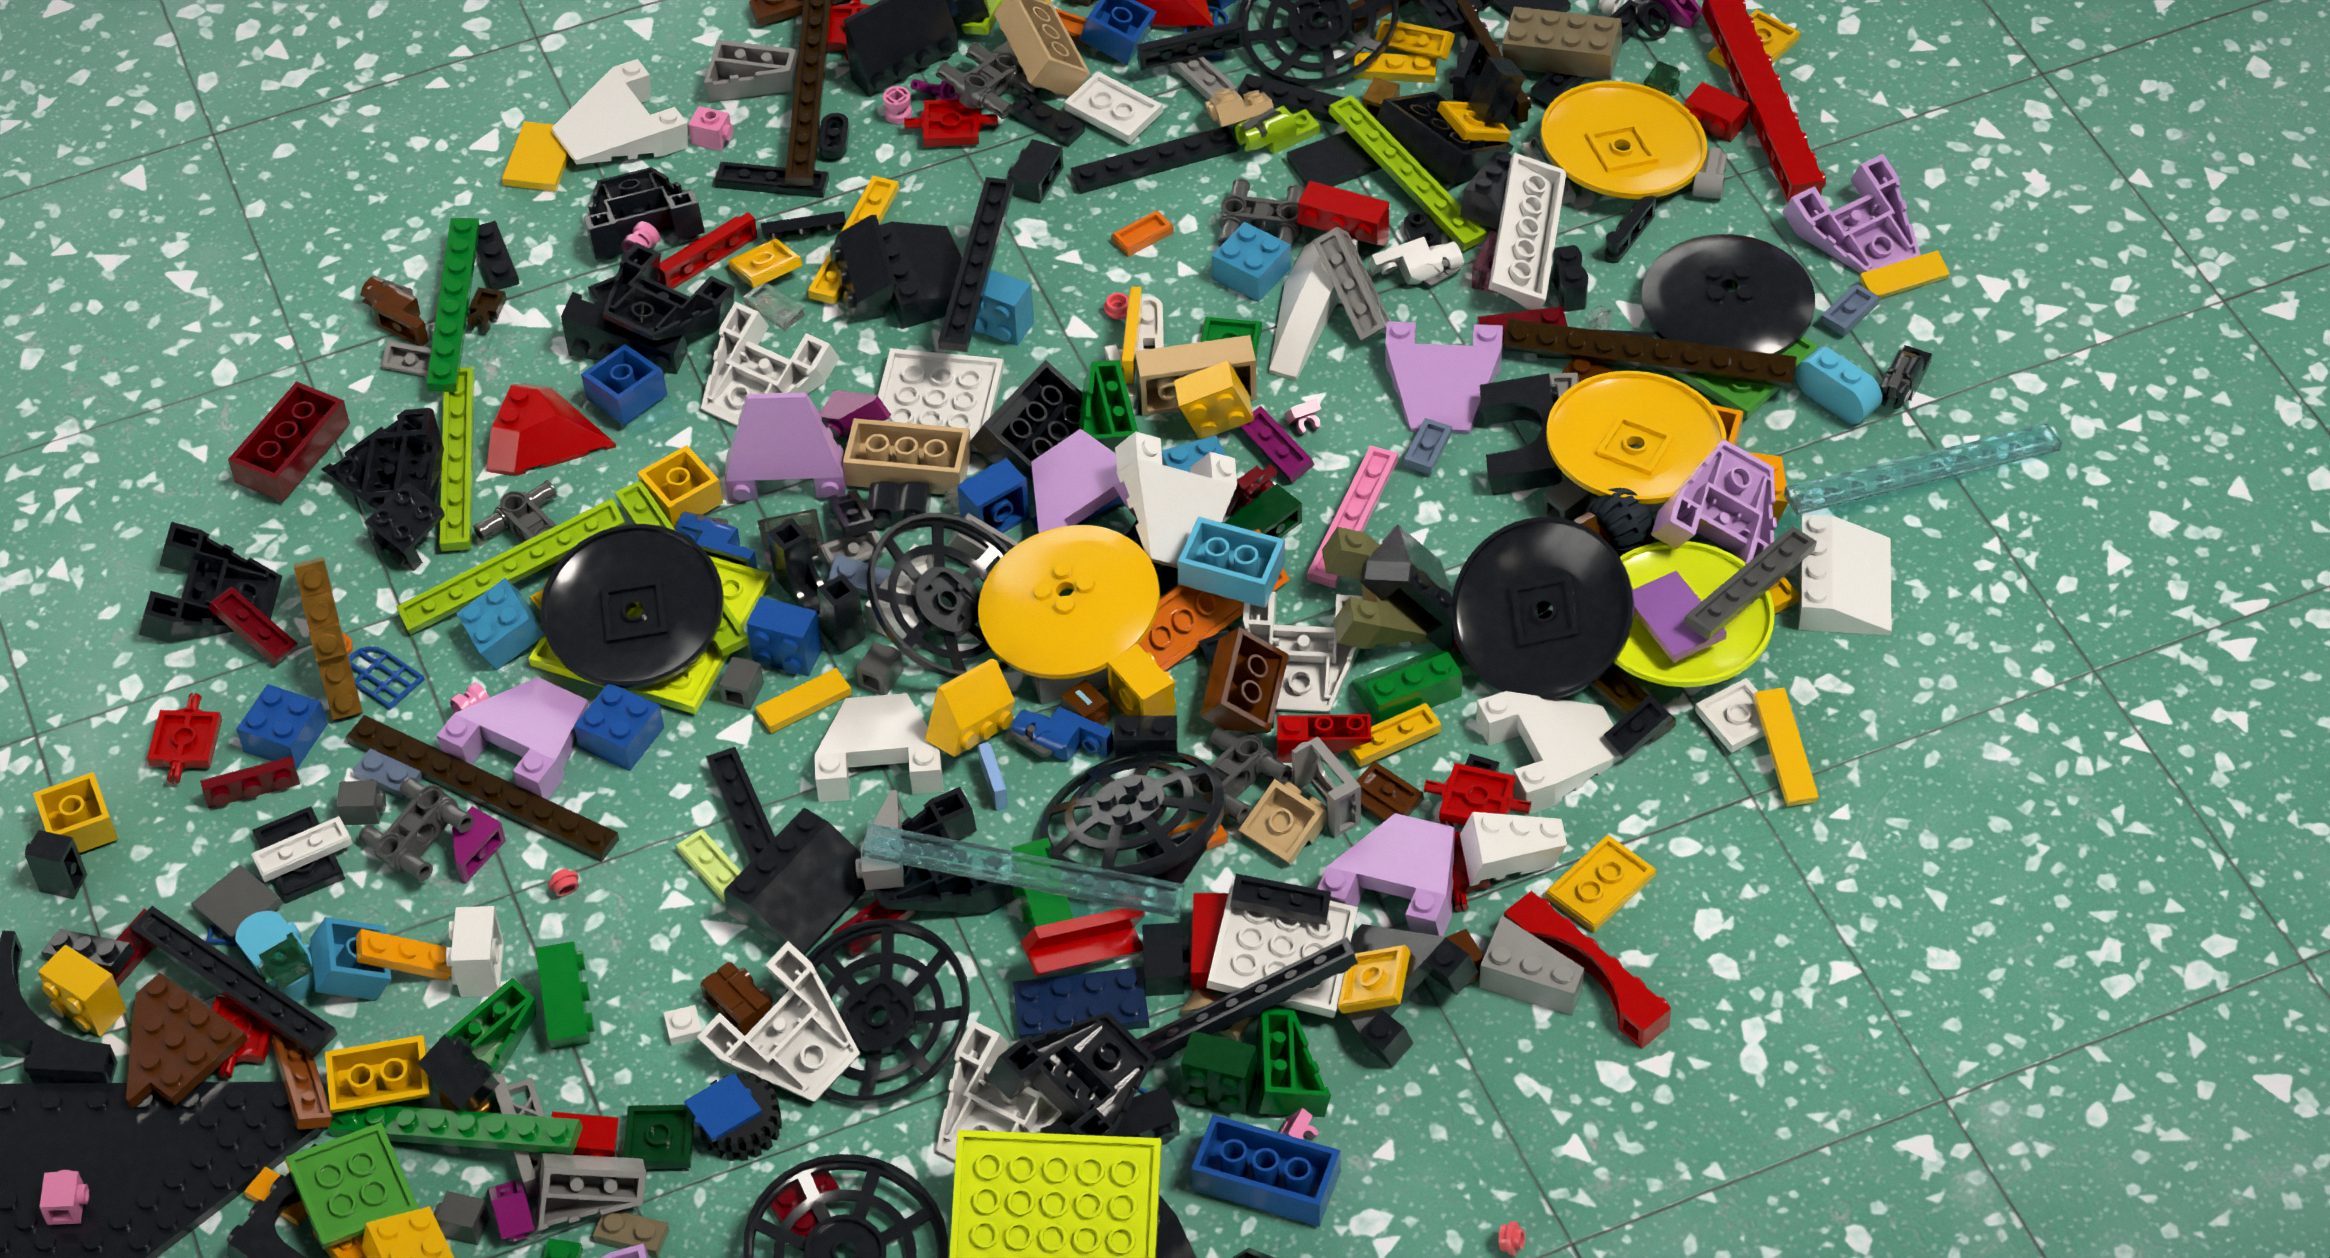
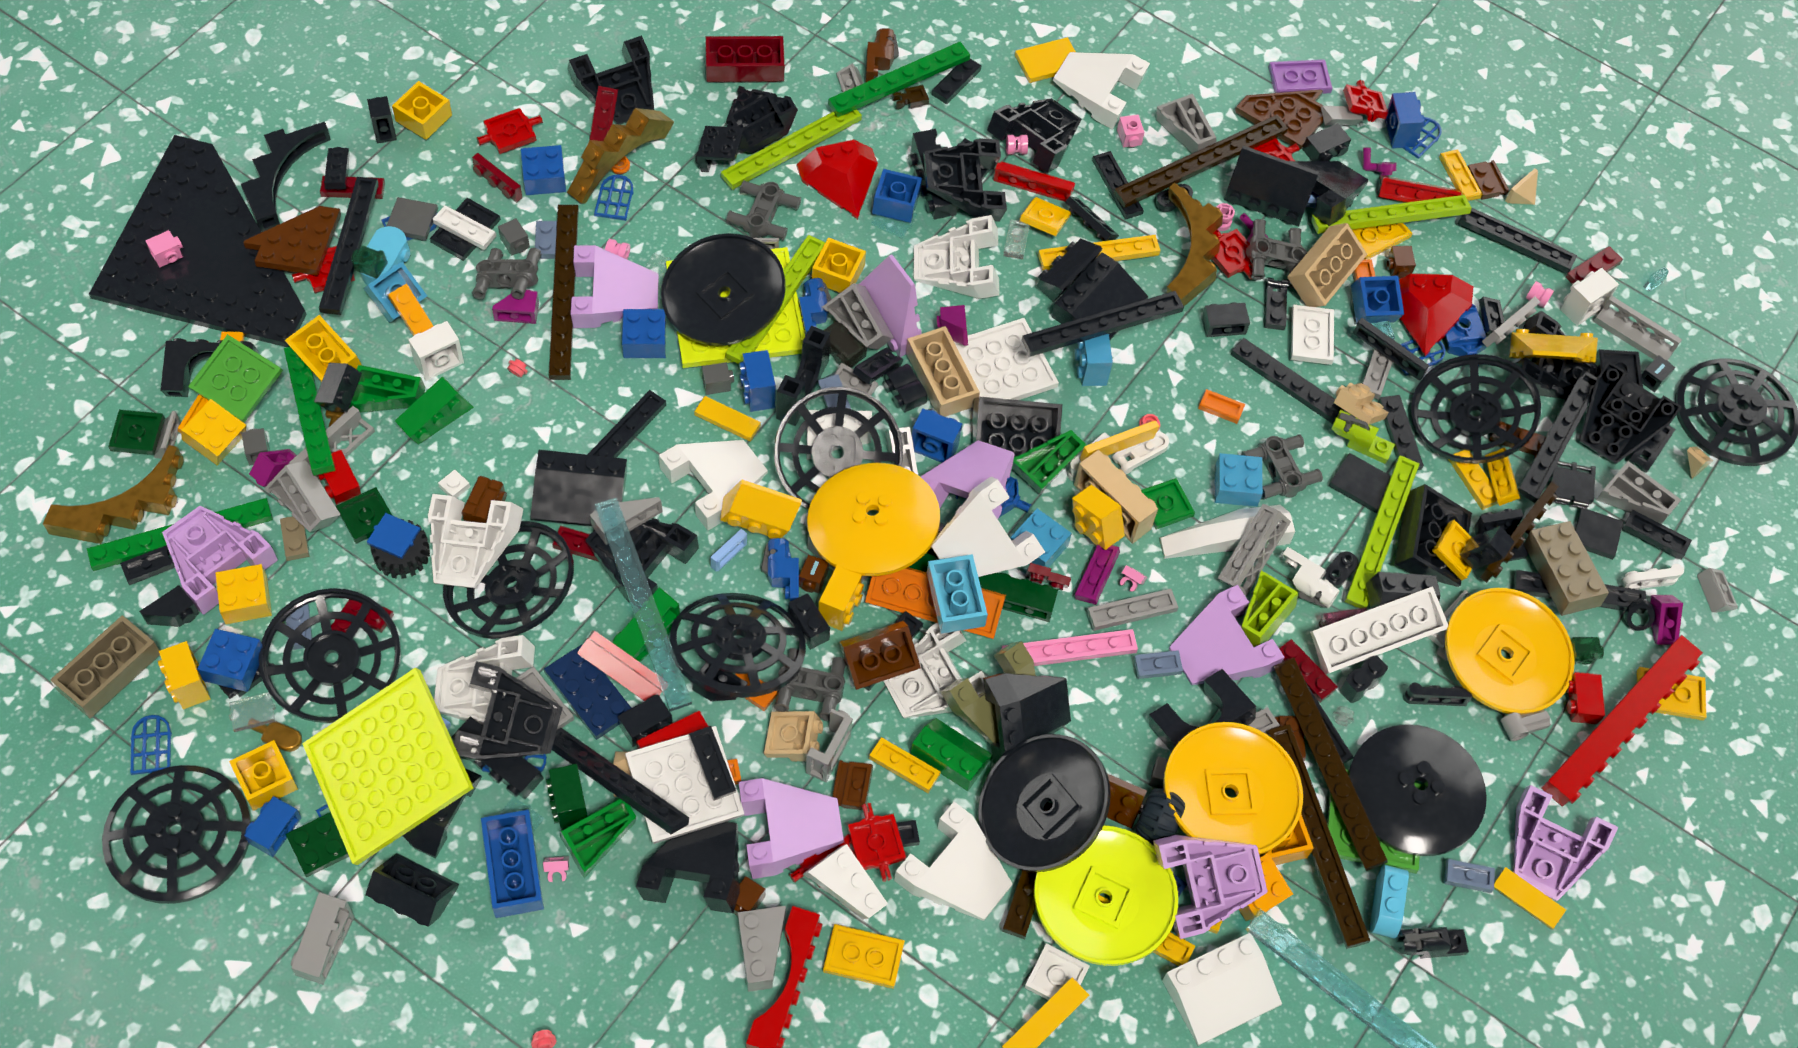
camera: 50 degrees right, 10 degrees up
(81, 991) = (303, 179): yellow brick -> none
(302, 1084) = (295, 319): dark orange plate -> none
(501, 624) = (677, 231): dark azure brick -> none
(512, 564) = (721, 214): lime plate -> none
(708, 861) = (579, 433): yellowish green tile -> none
(775, 493) = (860, 316): none -> light grey wedge
(880, 668) = (767, 441): dark grey brick -> none
(925, 137) = (1201, 222): none -> pearl gold arch
(1332, 207) = (1308, 512): red slope -> none
(1335, 731) = (871, 720): red slope -> none
(1343, 436) = (1132, 609): none -> light grey plate
(1375, 980) = (686, 852): yellow tile -> none
(1377, 92) = (1438, 480): pearl gold brick -> none
(1431, 308) = (1268, 608): none -> lime wedge
(1638, 726) = (999, 915): black plate -> none
(1662, 611) = (1095, 891): medium lavender tile -> none
(1750, 583) = (1153, 926): dark grey plate -> none
(1775, 412) = (1325, 852): none -> dark brown plate

